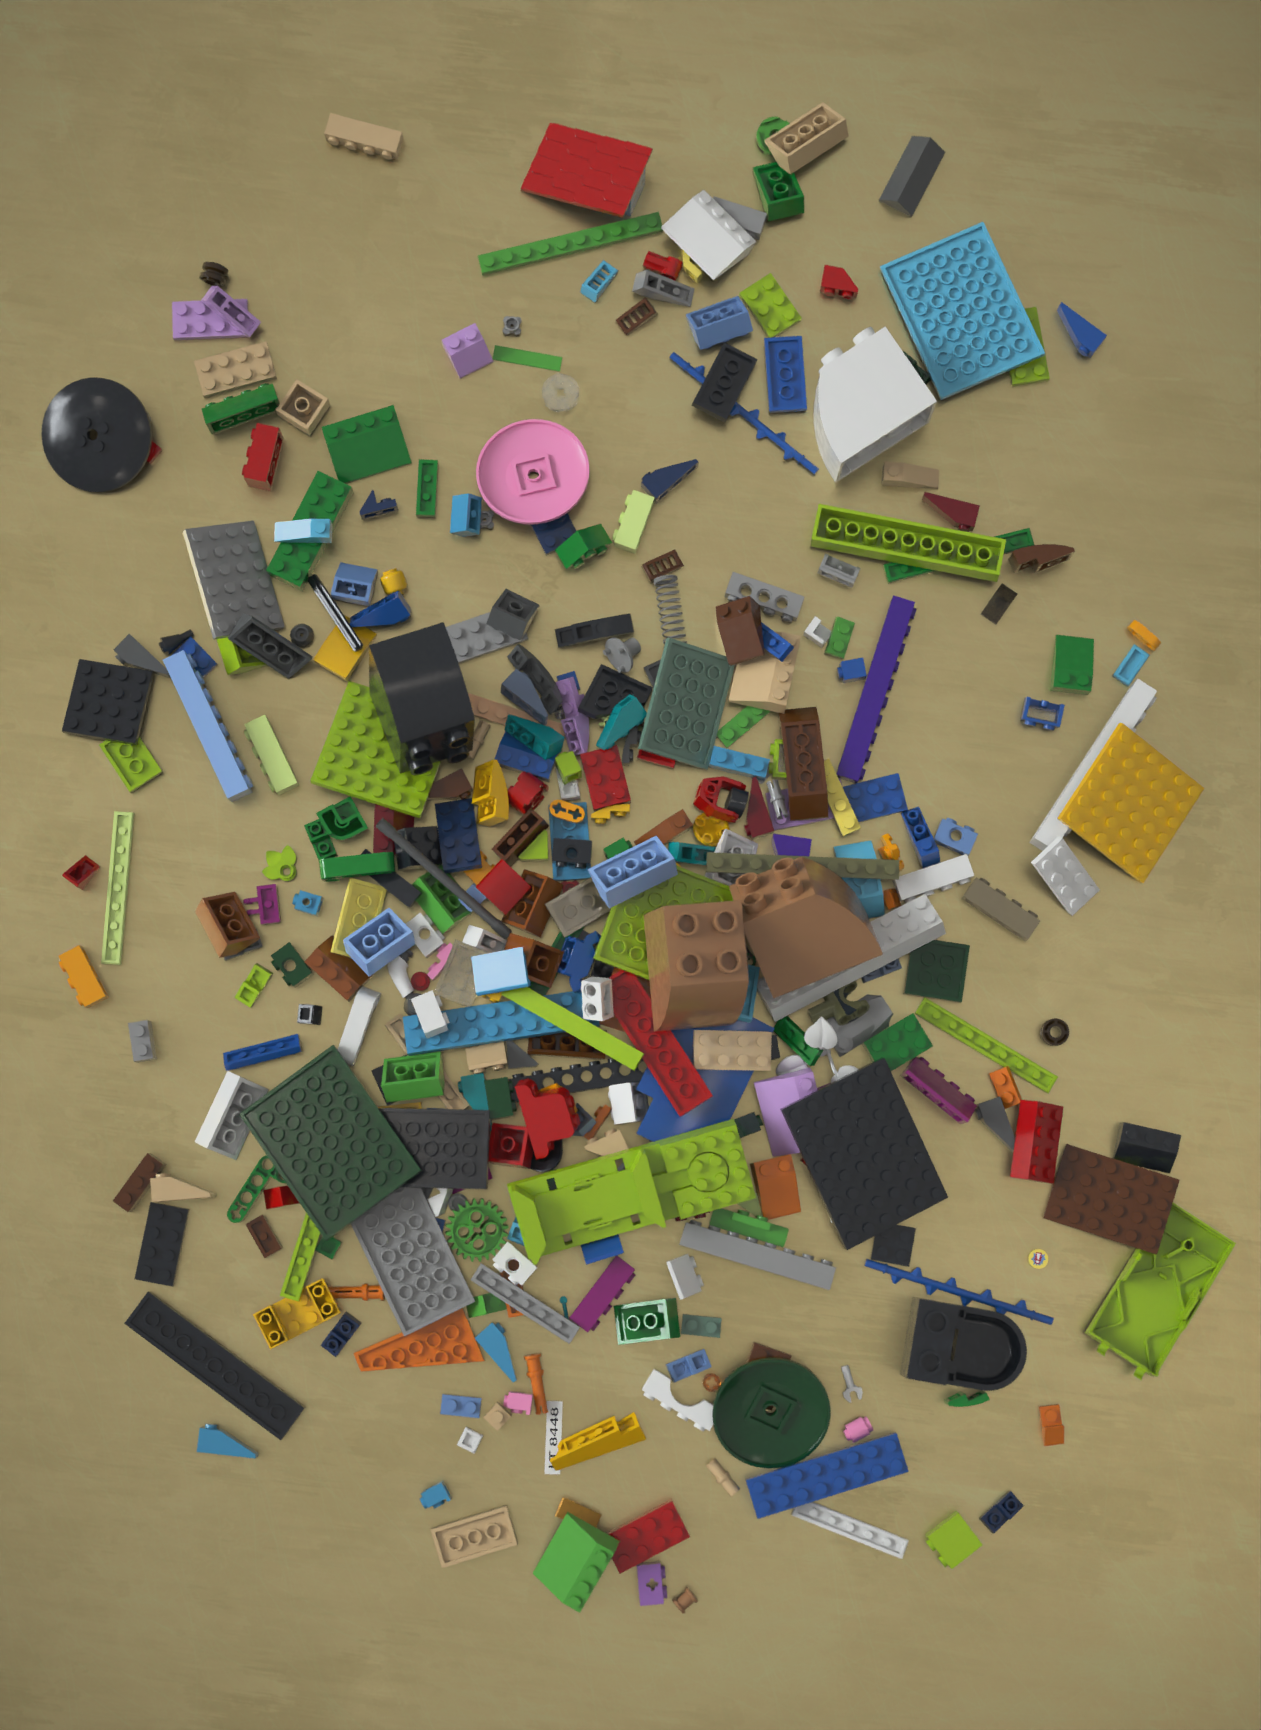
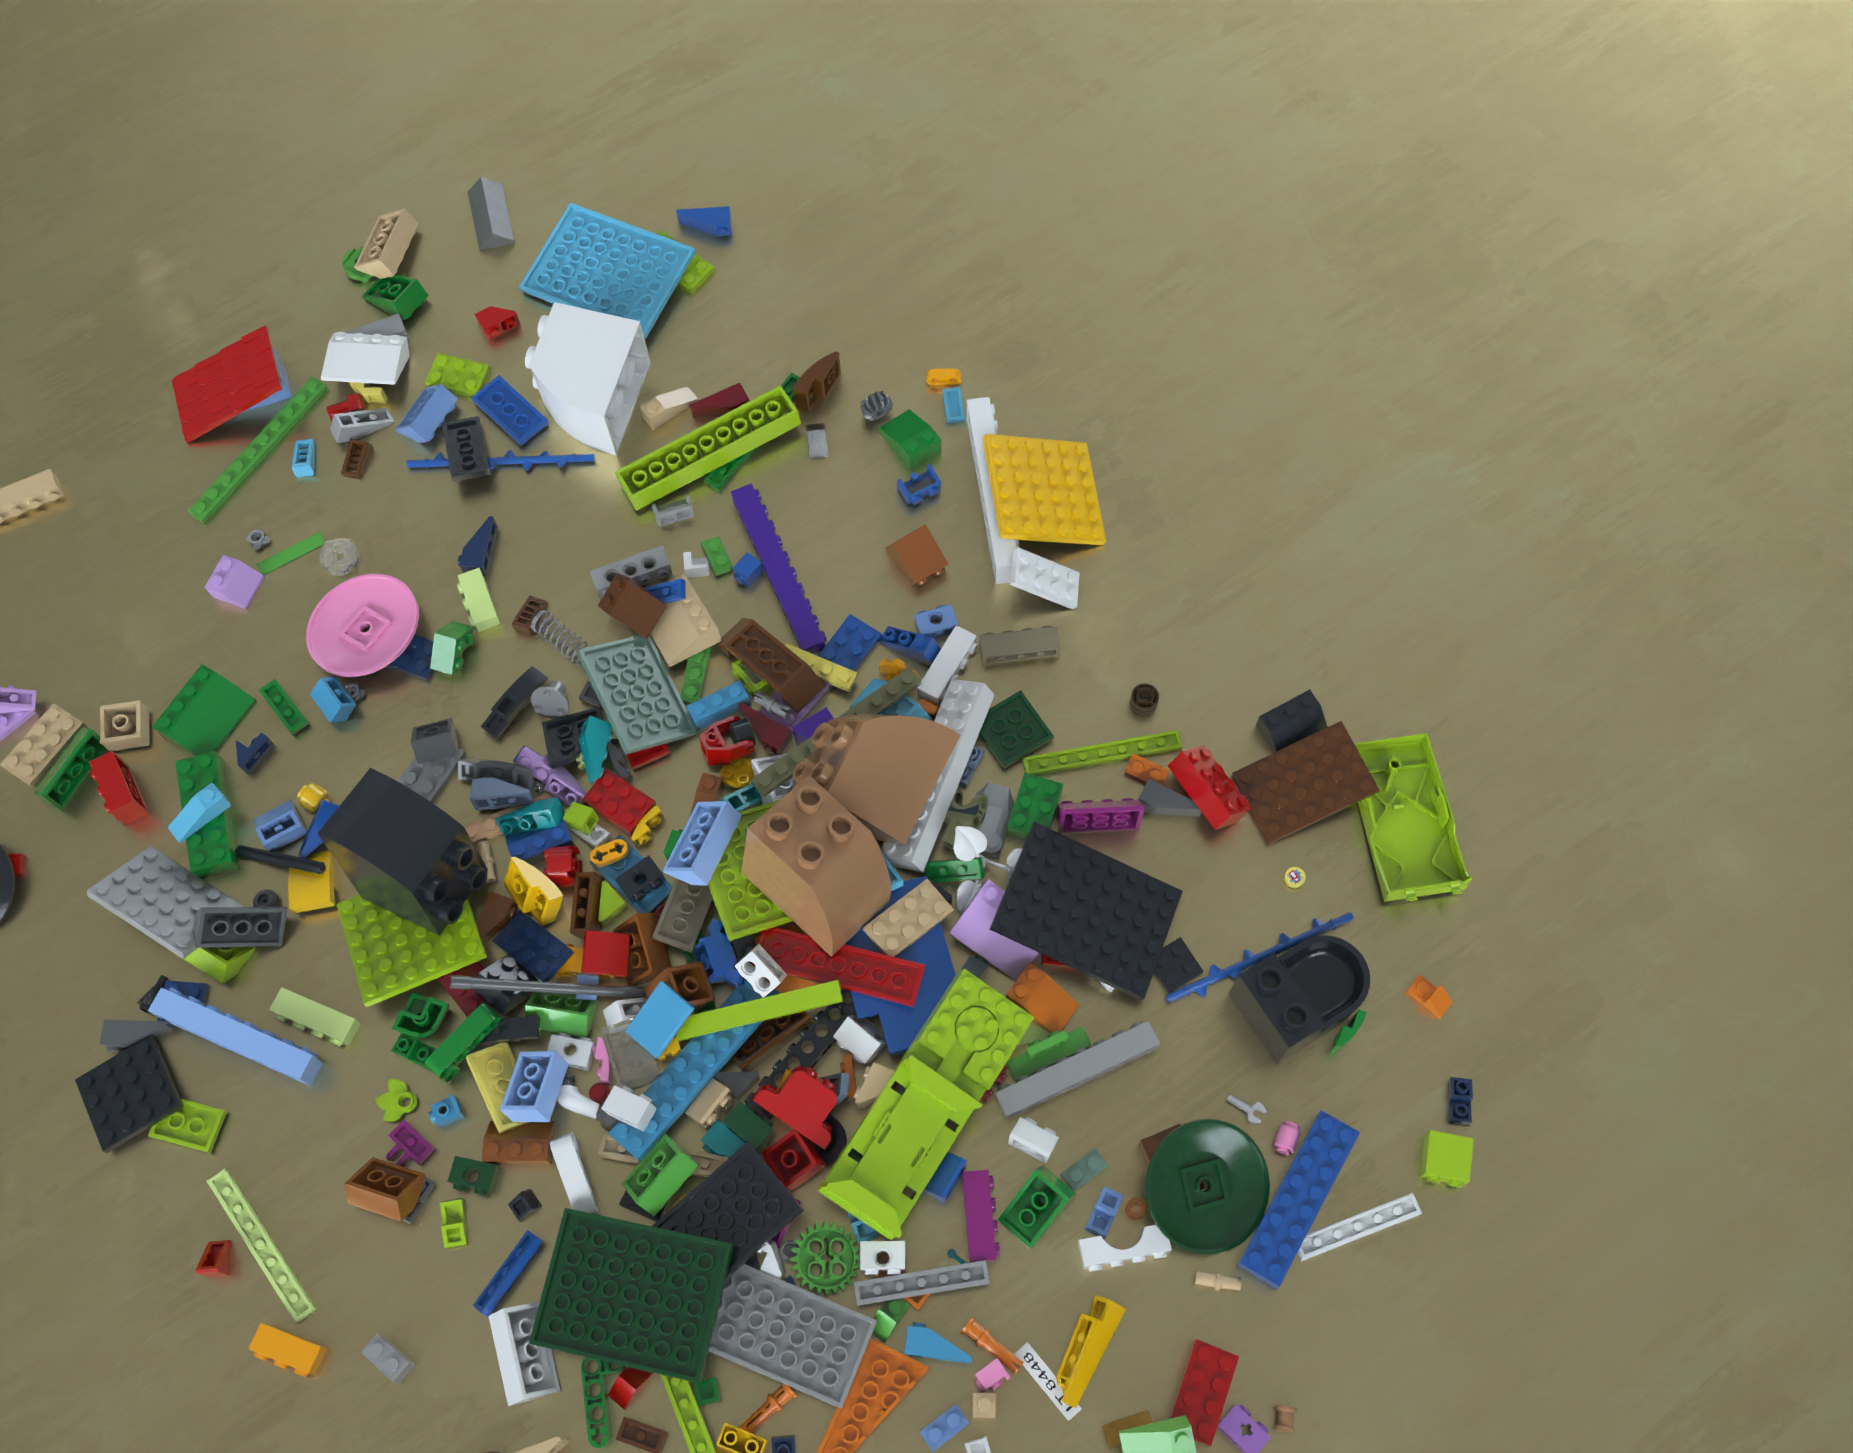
camera: 40 degrees left, 15 degrees down
(989, 770) = (918, 555): none -> dark orange slope
(1068, 617) = (876, 405): none -> dark grey gear

